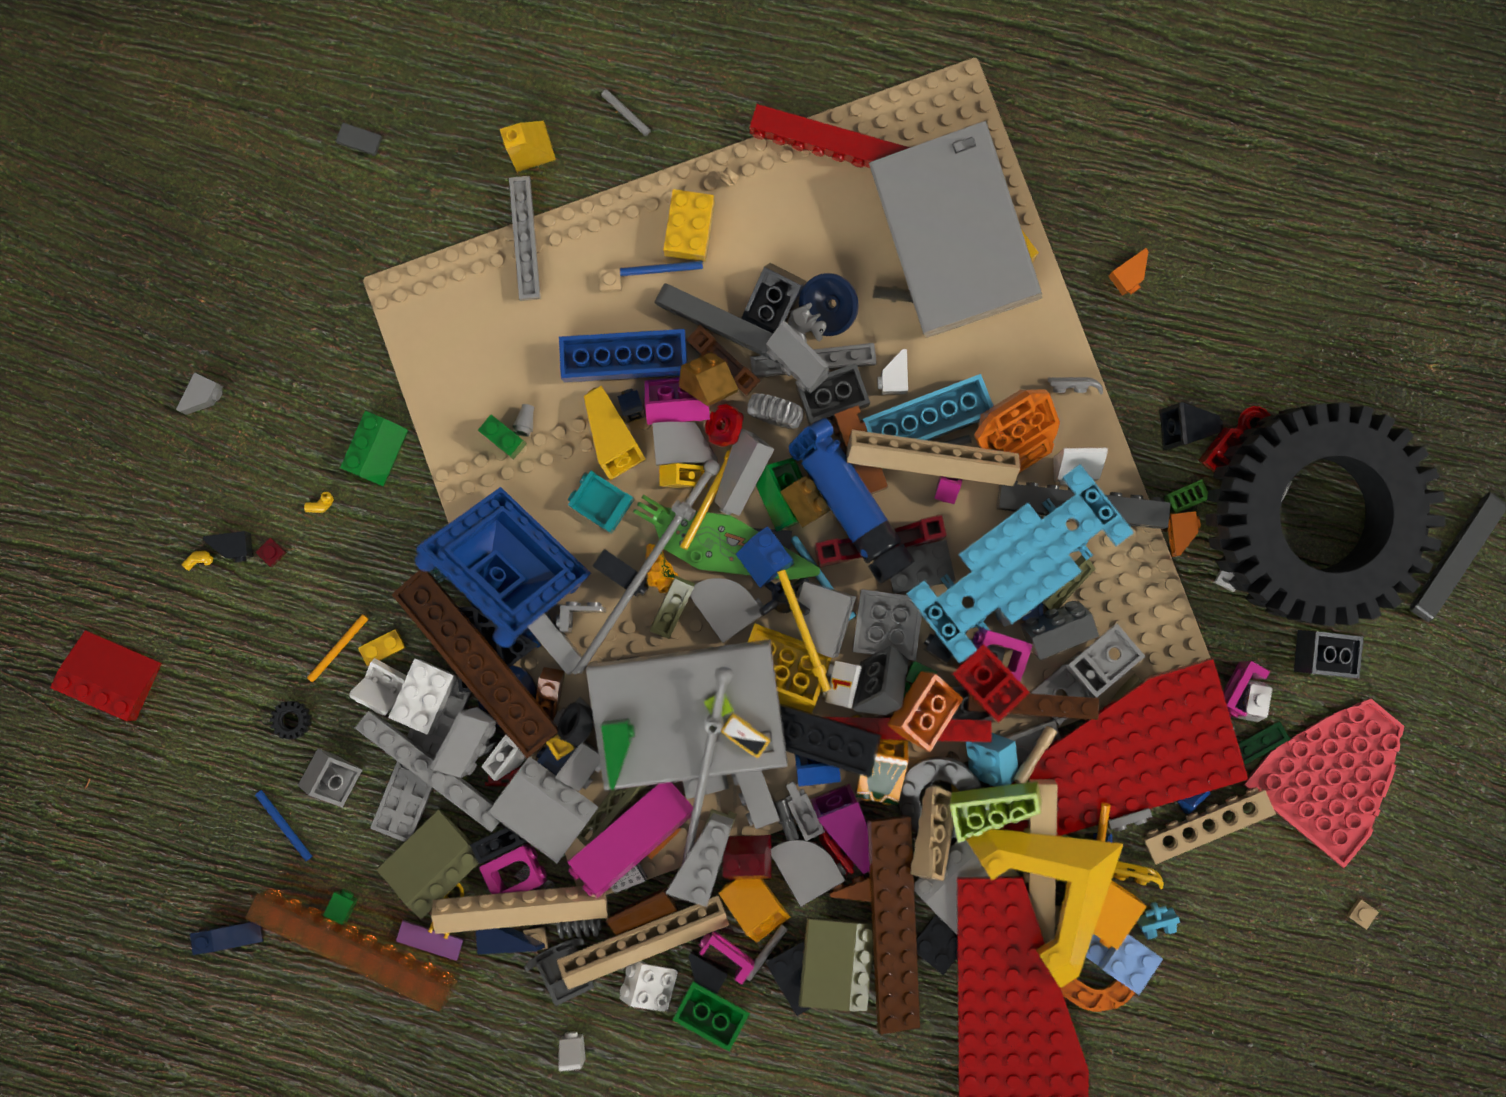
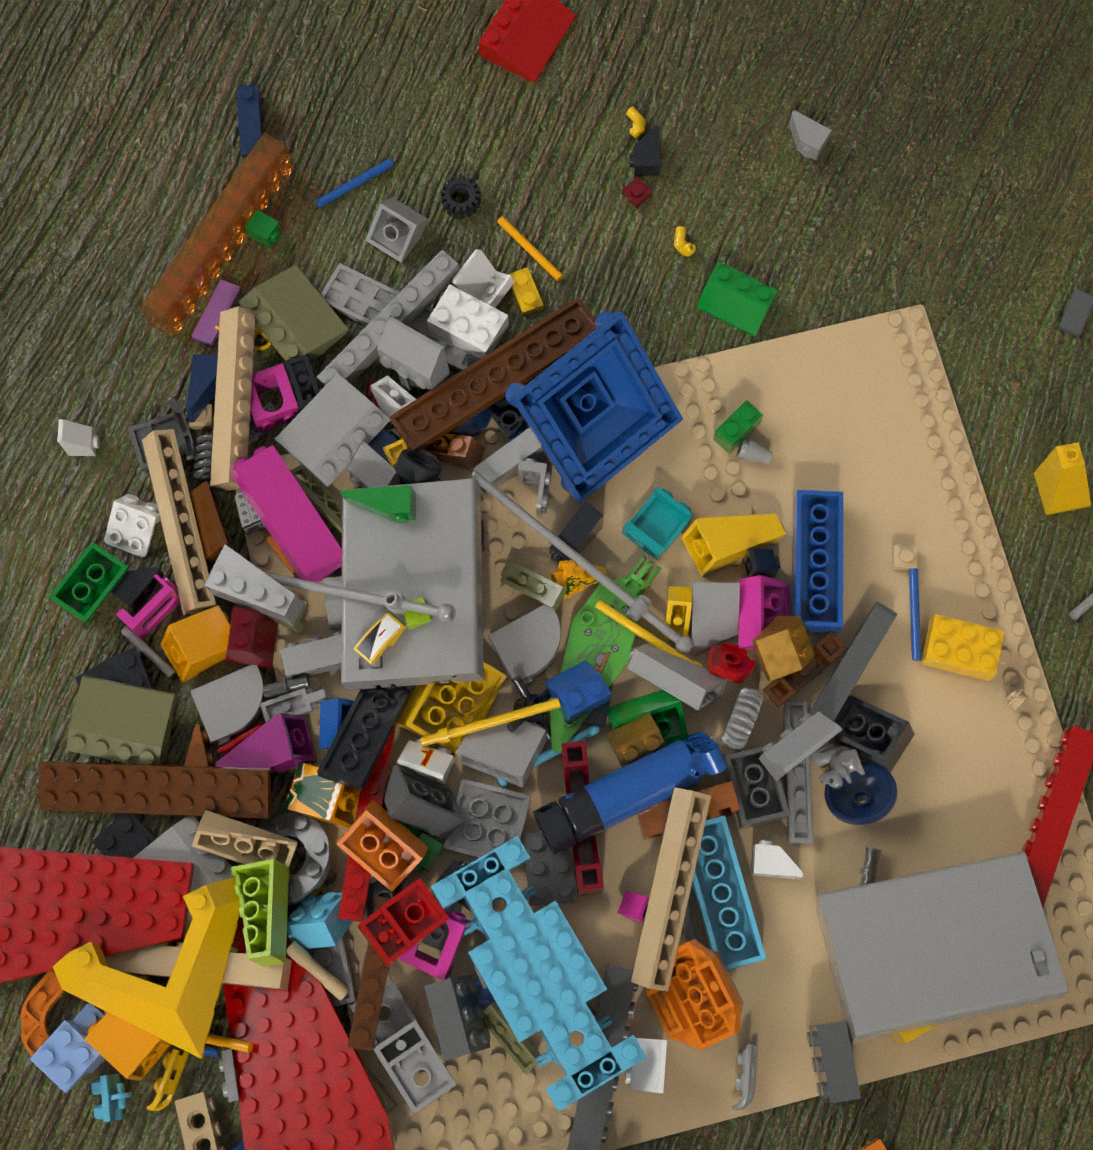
camera: 90 degrees right, 10 degrees down
(524, 238) = (957, 470): light grey plate -> none
(1057, 312) = (833, 1062): none -> dark grey brick

